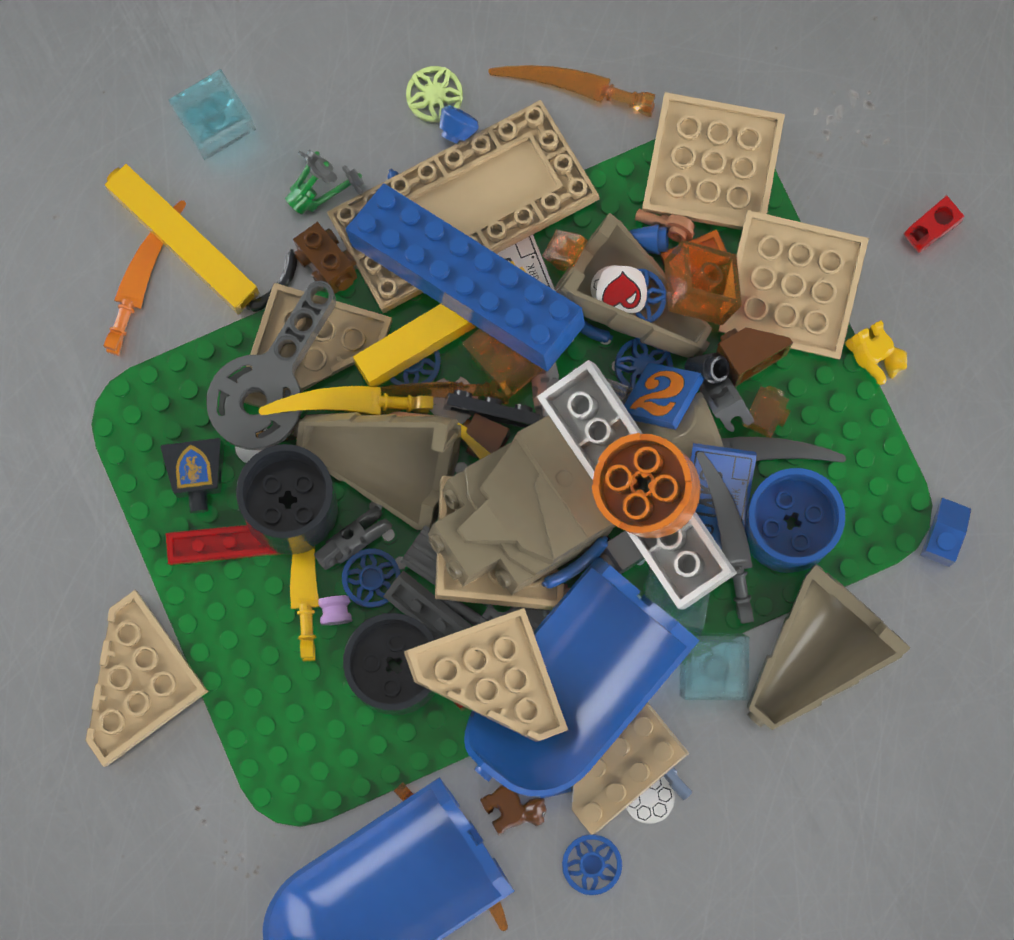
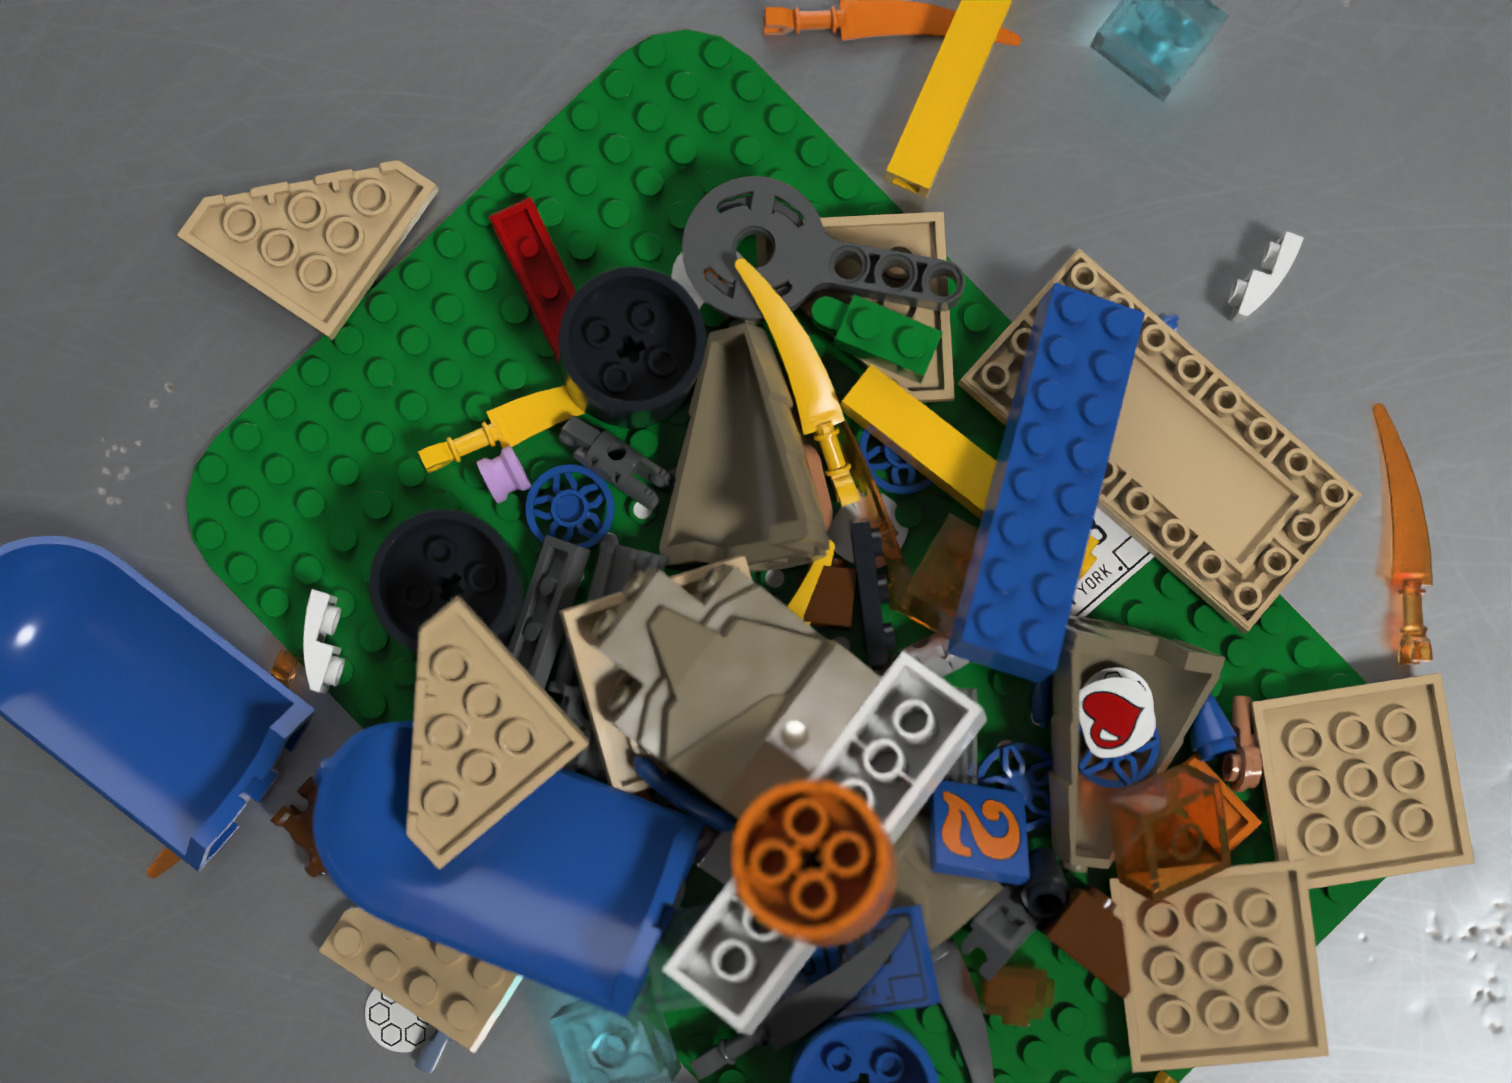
camera: 70 degrees right, 5 degrees up
(195, 470) = (631, 203): torso -> none
(285, 279) = (953, 226): black piece -> none
(302, 194) = (1092, 204): plant -> none
(329, 264) = (999, 283): reddish brown brick -> none
(337, 346) = (878, 335): none -> green brick
(391, 113) = (1257, 285): none -> white slope
(406, 765) = (321, 659): none -> white slope
(433, 92) = (1312, 337): yellowish green wheel -> none
(457, 124) = (1278, 387): blue cone -> none
(564, 249) = (1146, 611): clear orange bracket -> none
(592, 864) = (279, 966): blue wheel -> none

